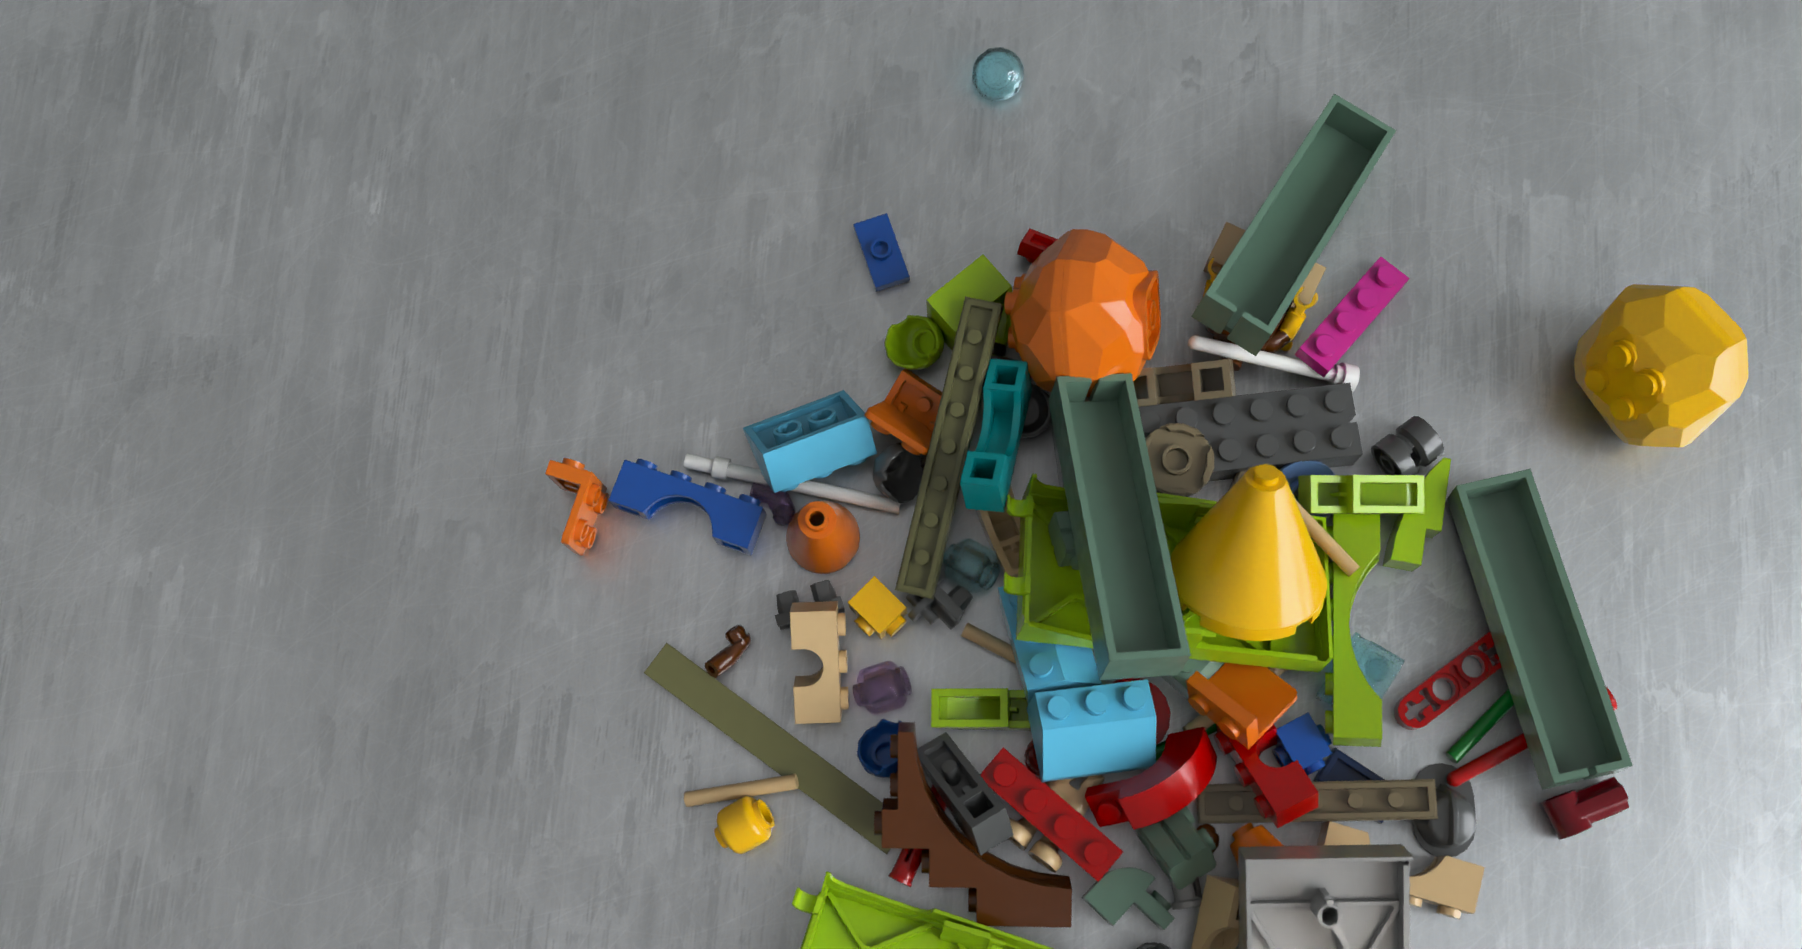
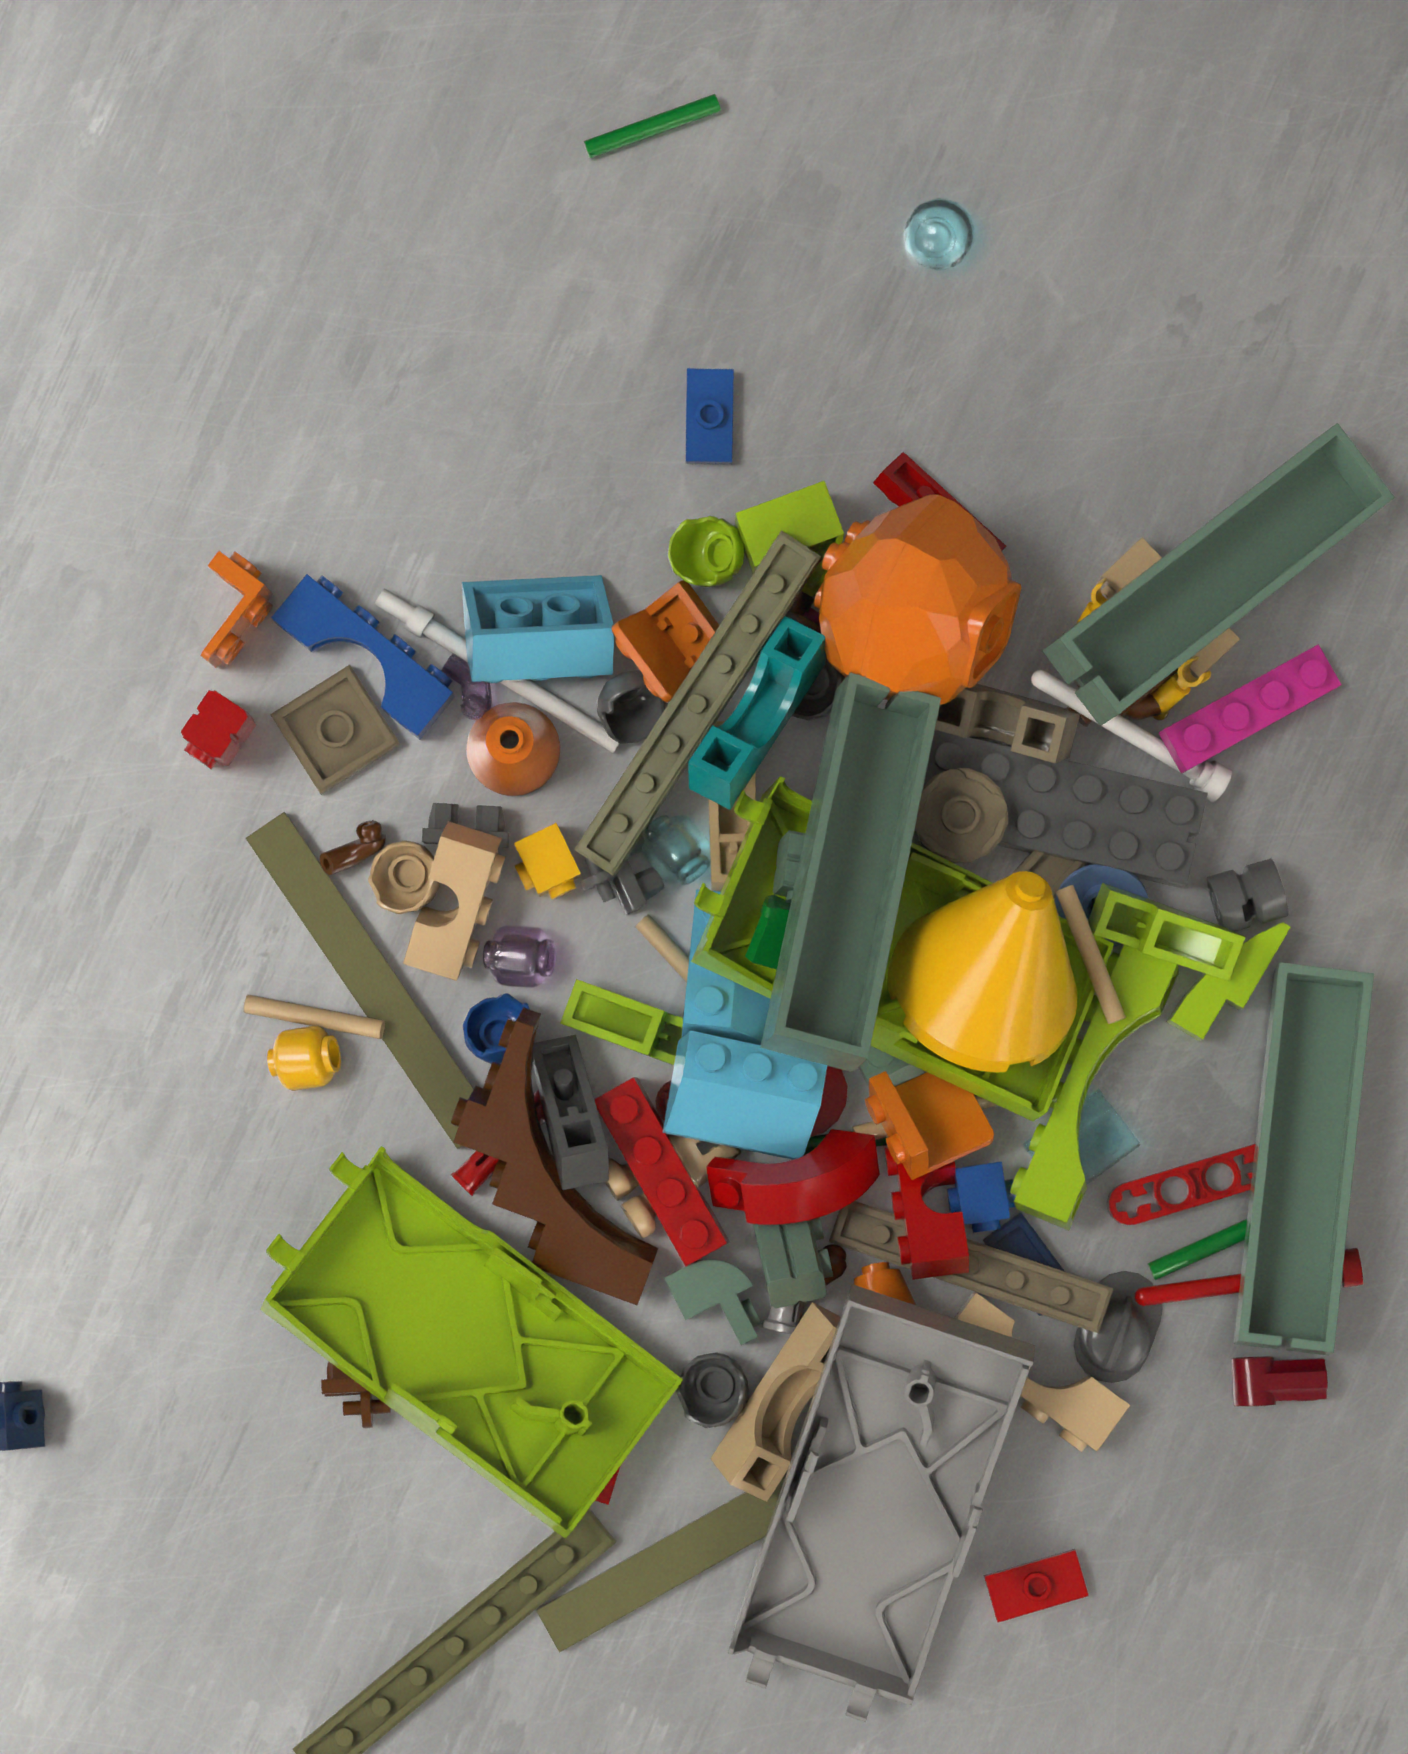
camera: 10 degrees right, 10 degrees up
(594, 597) = (217, 730): none -> red brick
(685, 569) = (335, 729): none -> dark tan tile
(769, 73) = (652, 126): none -> green bar
(772, 660) = (401, 877): none -> tan hair
(1070, 595) = (769, 933): none -> green tile

